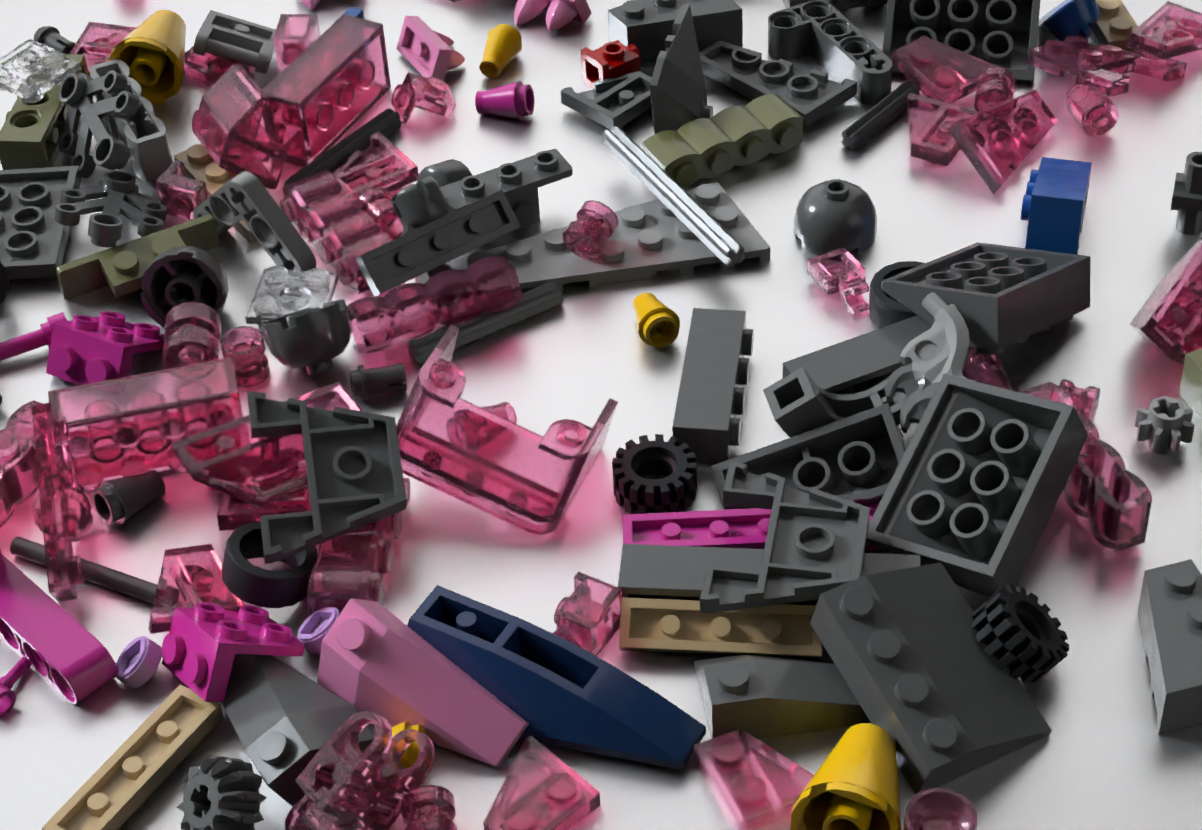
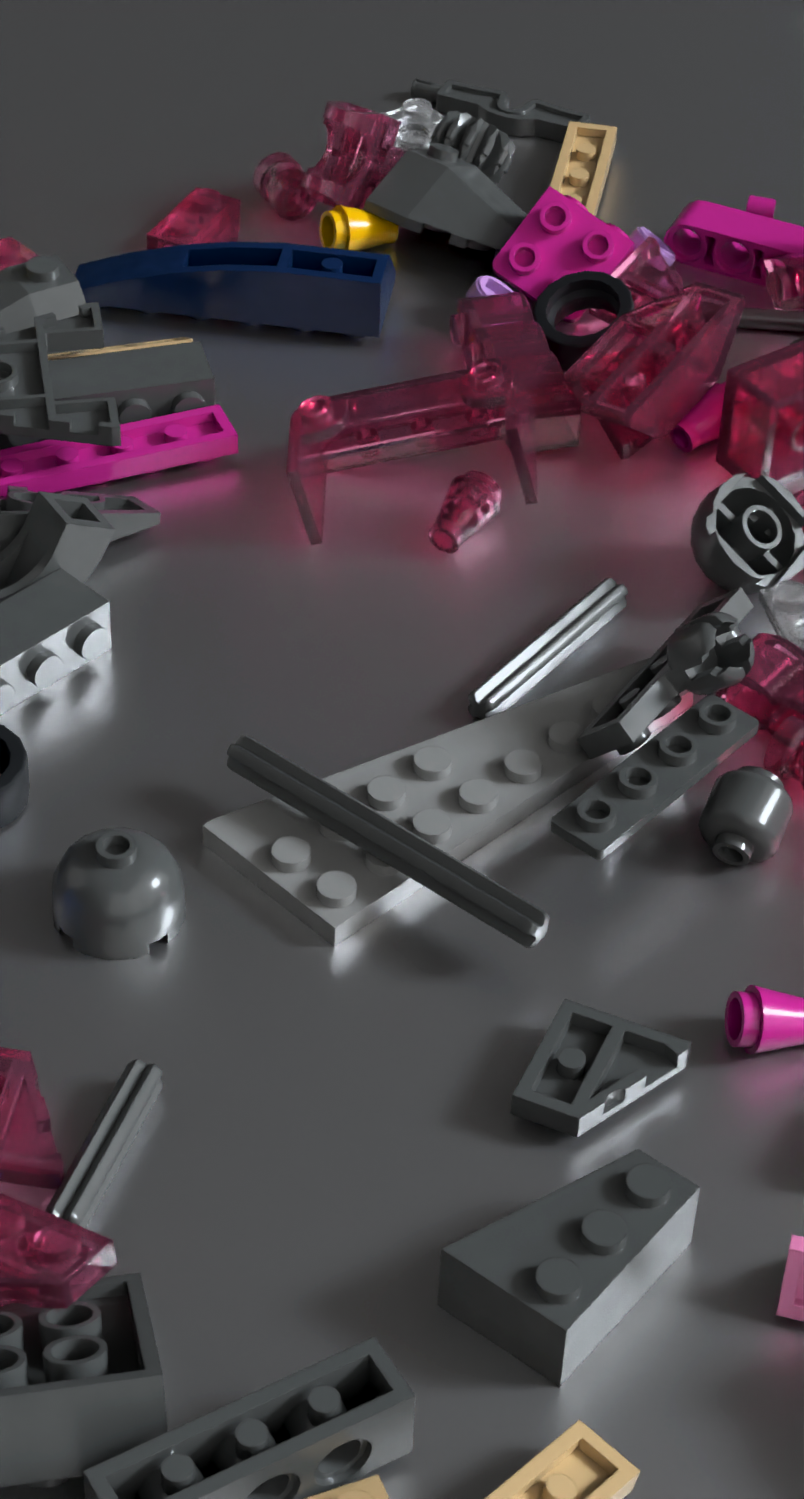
camera: 155 degrees right, 0 degrees up
(349, 471) = (562, 345): dark grey wing -> none
(377, 380) = (641, 537): dark grey pin -> none
(400, 676) = (410, 226): bright pink wedge -> none
(444, 299) = (613, 610): clear pink brick -> none
(589, 614) = (230, 346): clear pink brick -> none
(593, 225) = (467, 740): clear pink wheel -> none
(609, 62) = (647, 1118): red brick -> none
(654, 458) = (223, 495): black tyre -> none
(655, 321) = (318, 679): yellow cone -> none
(678, 78) = (470, 1060): dark grey wedge -> none
(711, 383) = (201, 605): dark grey brick -> none
(728, 139) = (354, 1000): olive brick -> none
(751, 76) = (319, 1169): dark grey wing -> none
(833, 41) = (236, 1278): dark grey beam -> none
(840, 273) = (79, 798): clear pink plate -> none

